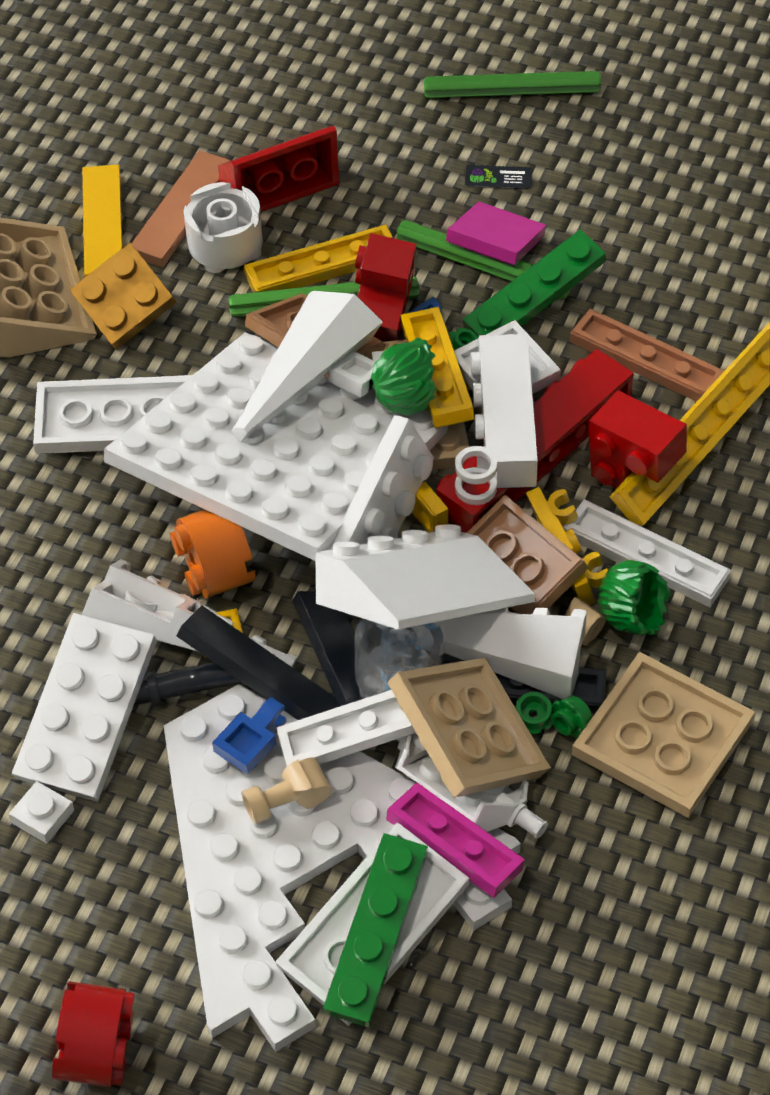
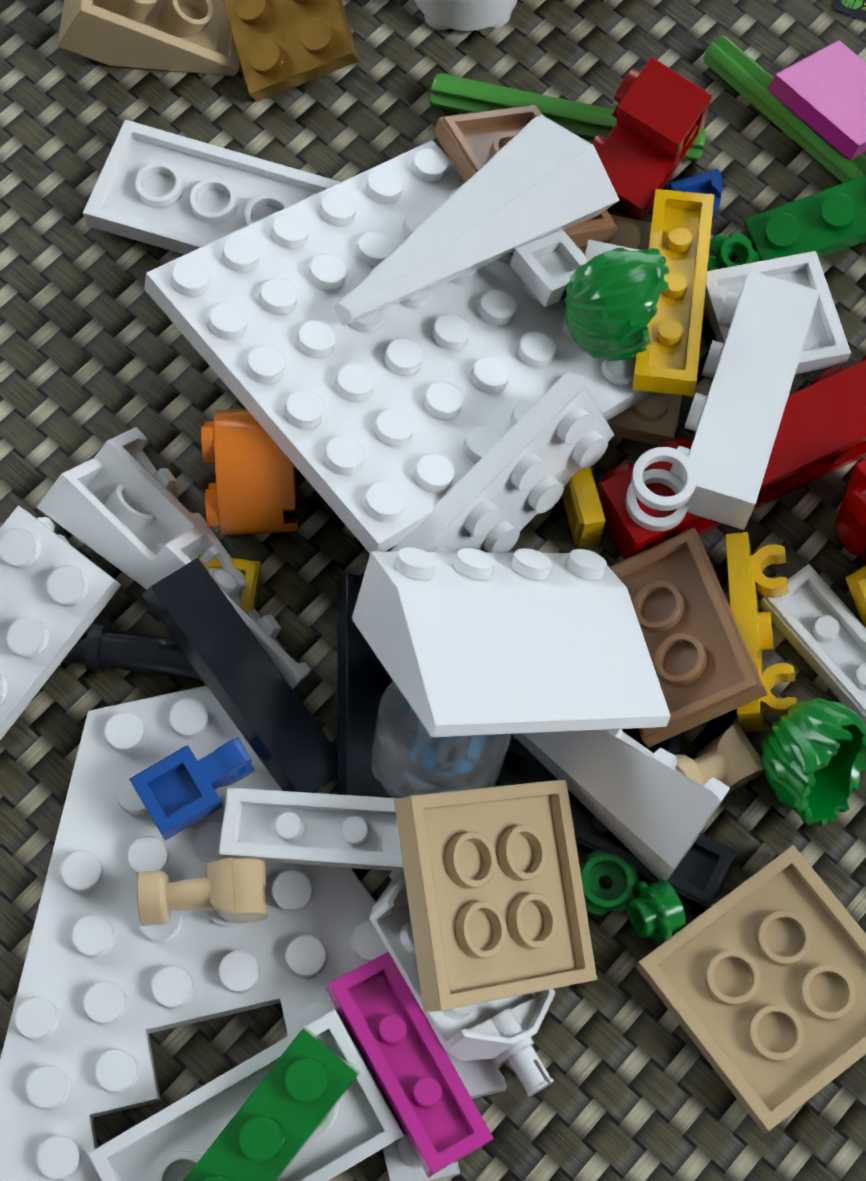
camera: 15 degrees right, 15 degrees up
(310, 263) = (578, 59): yellow tile -> none

